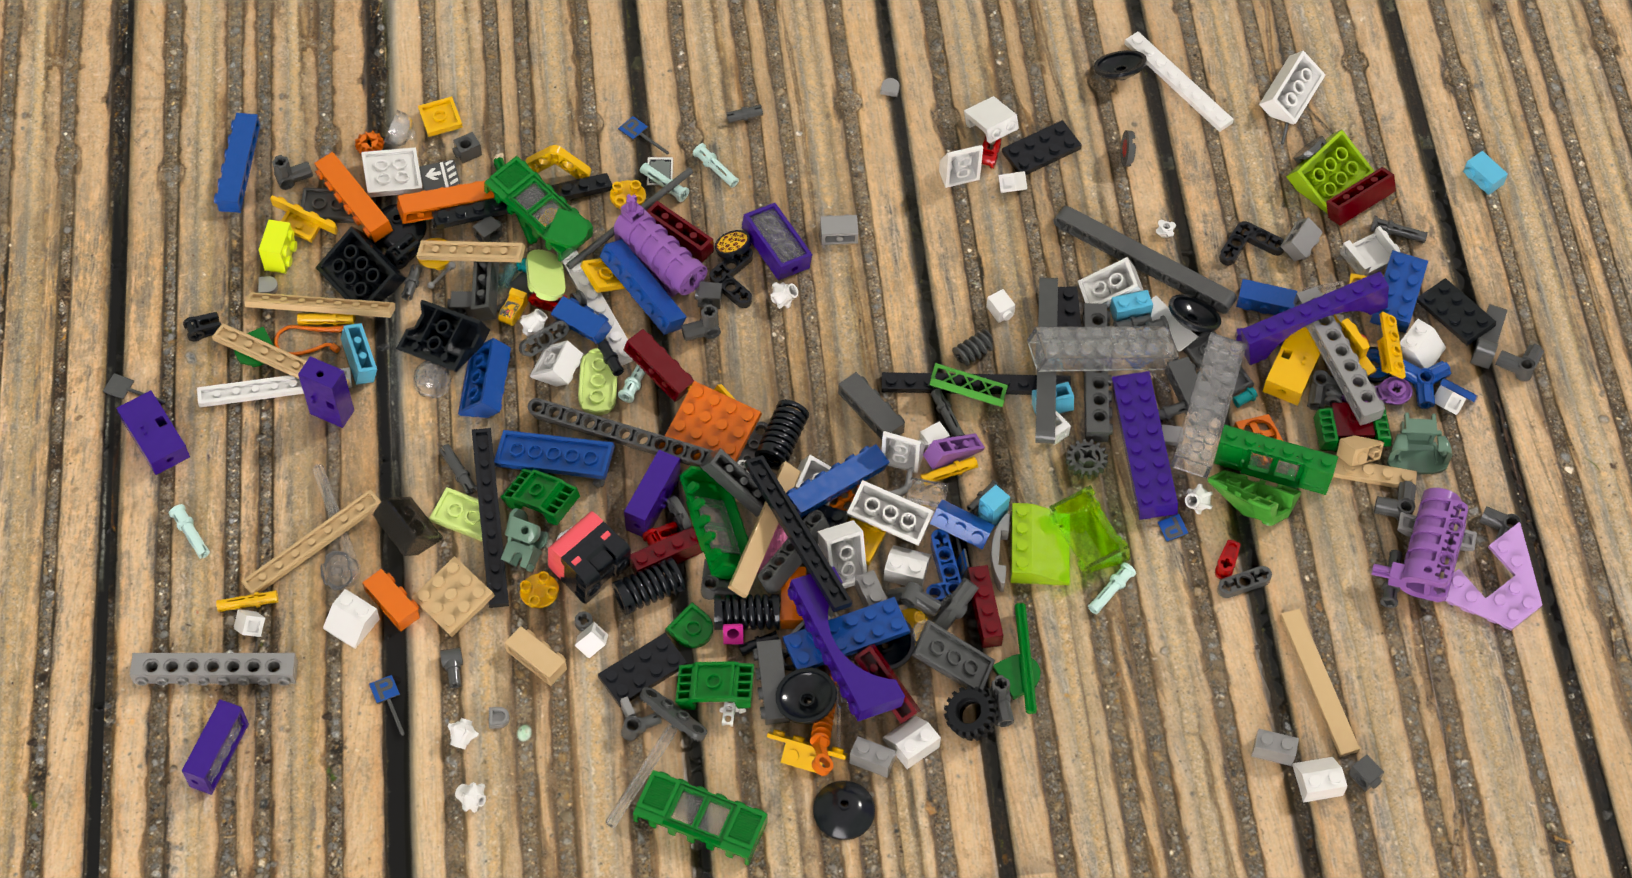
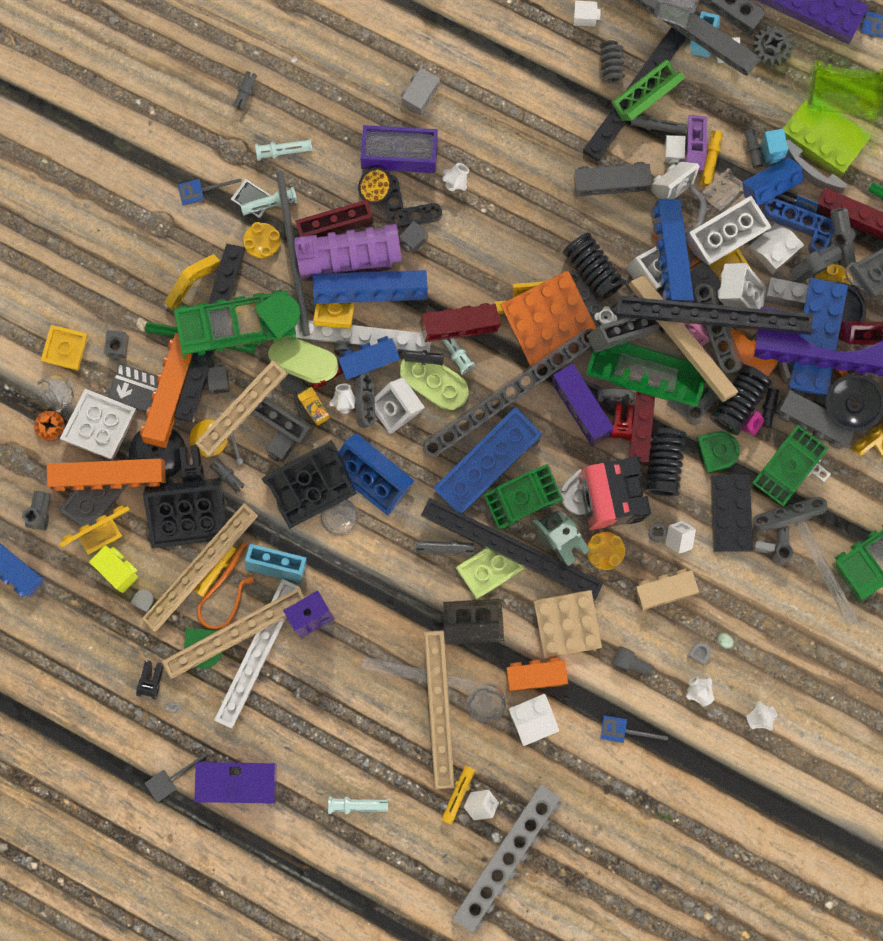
camera: 50 degrees left, 20 degrees up
(215, 747) = (588, 898): dark purple brick -> none
(508, 274) = (278, 394): clear light blue pin -> none
(706, 327) = (442, 261): dark grey piece -> none

